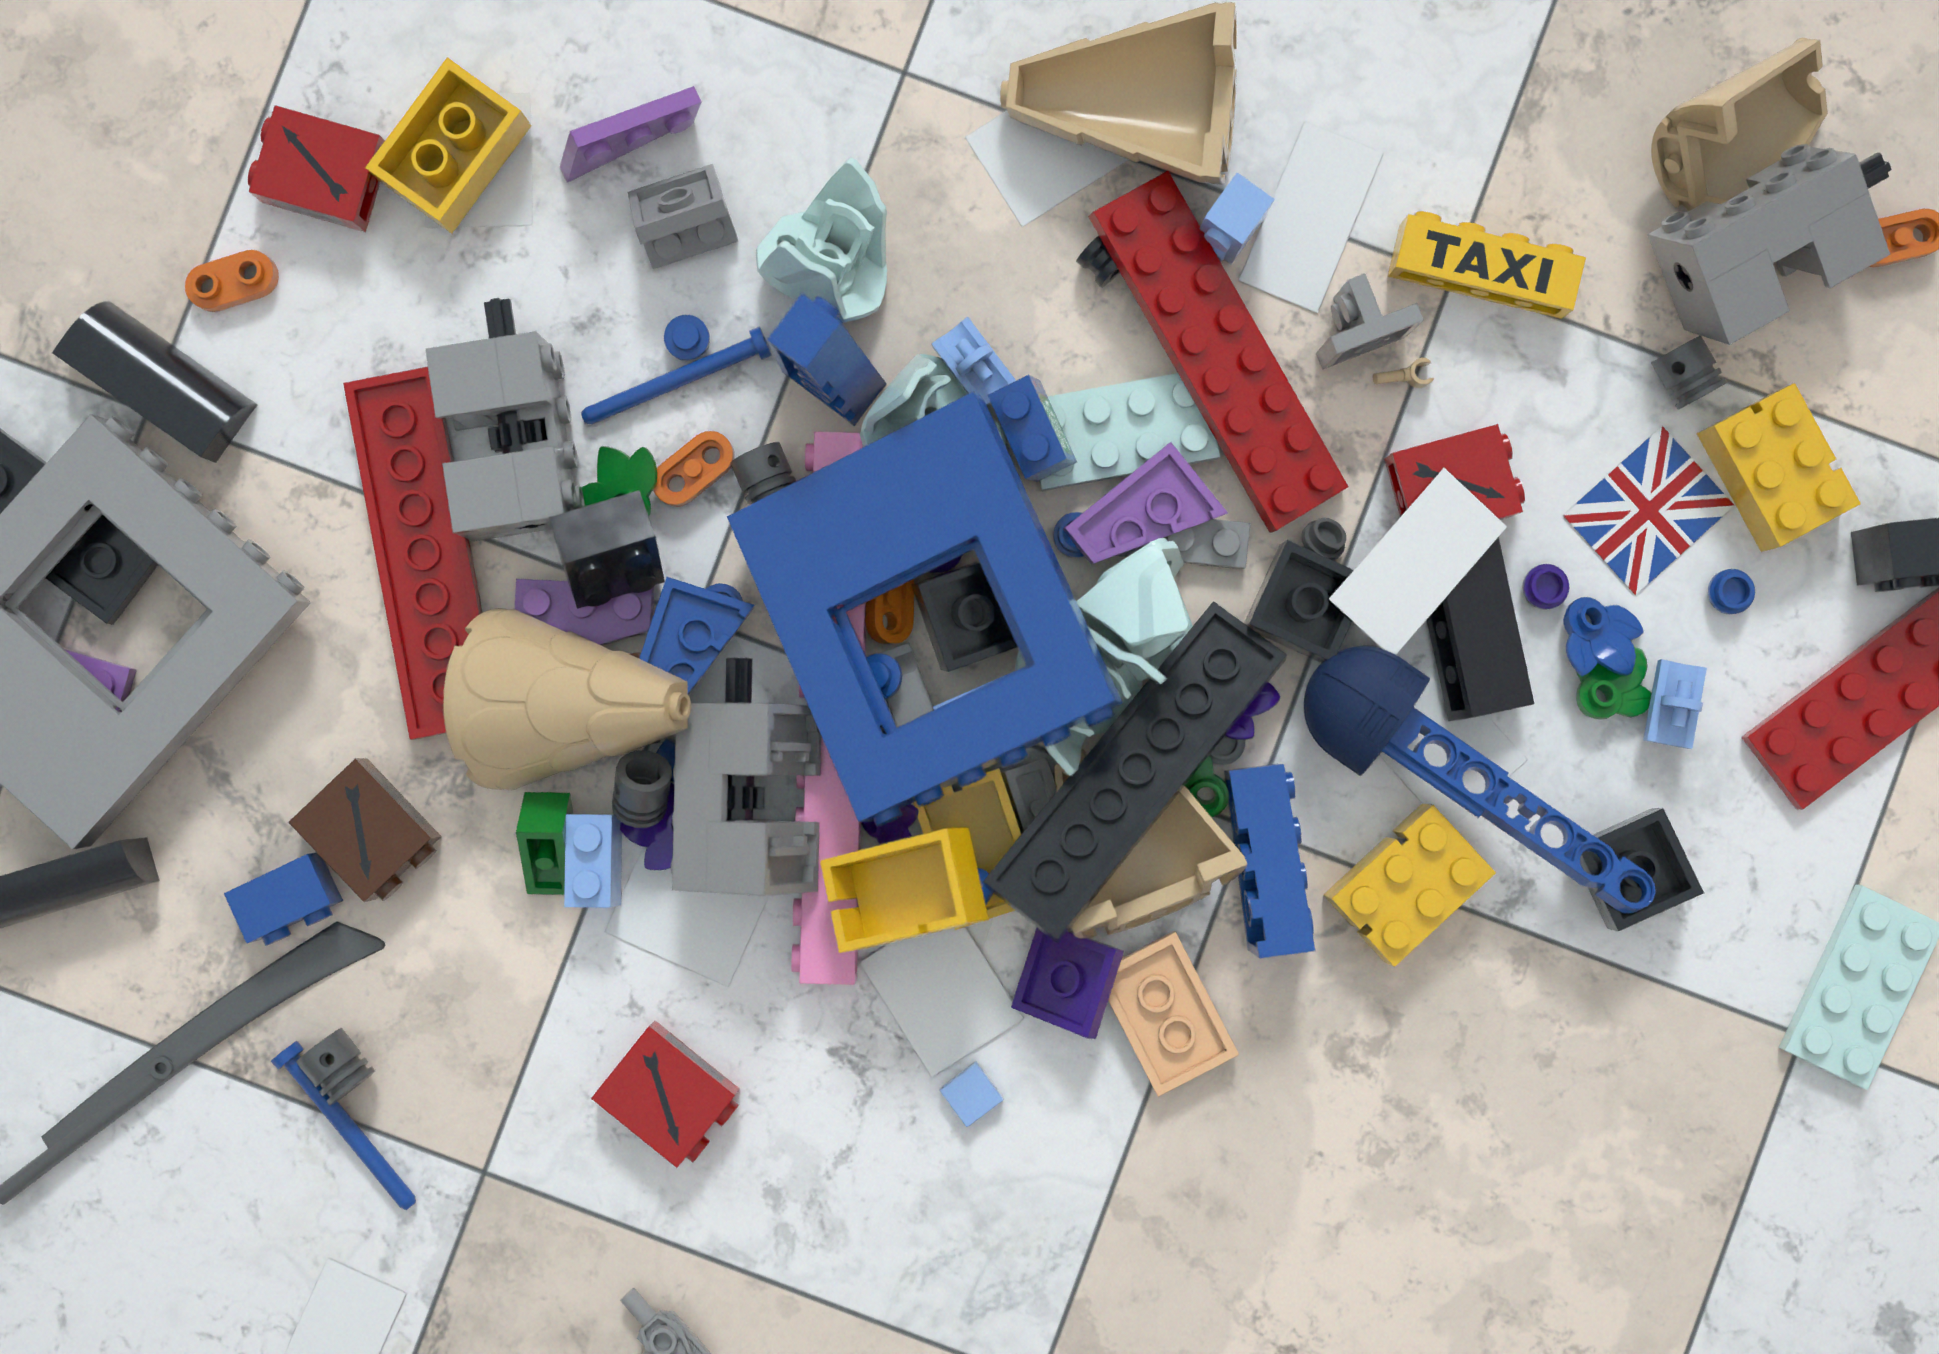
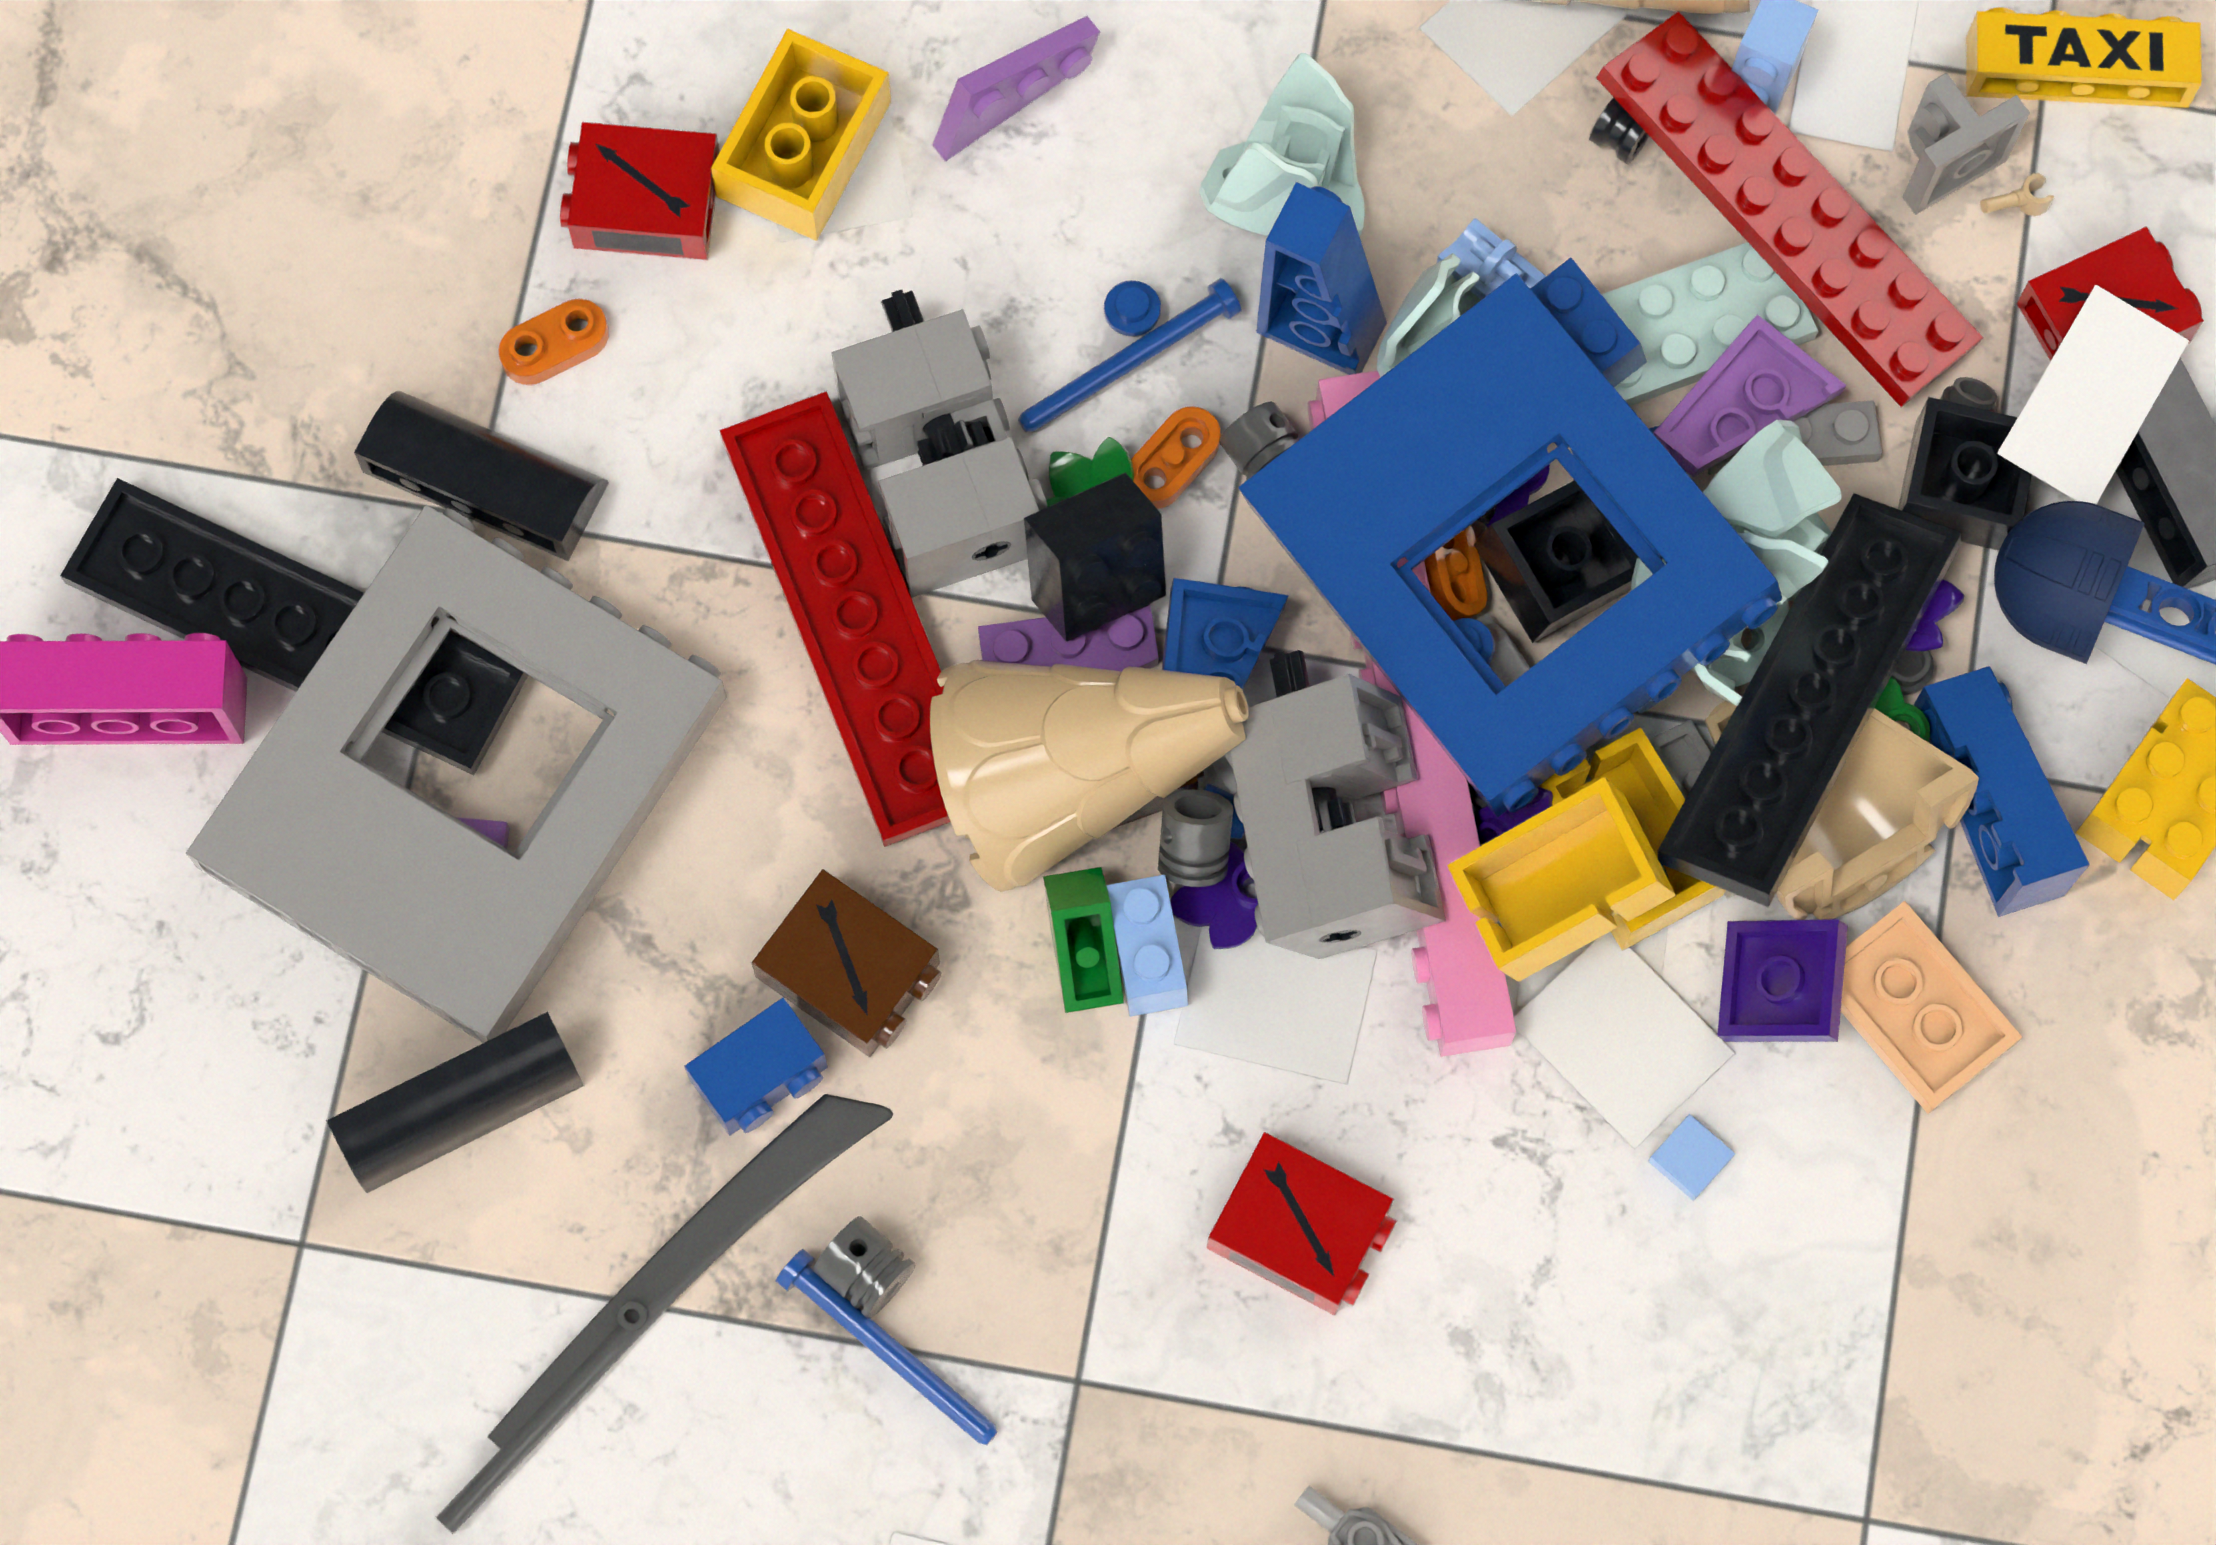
camera: 10 degrees left, 15 degrees down
(681, 216) = (1101, 169): light grey bracket -> none

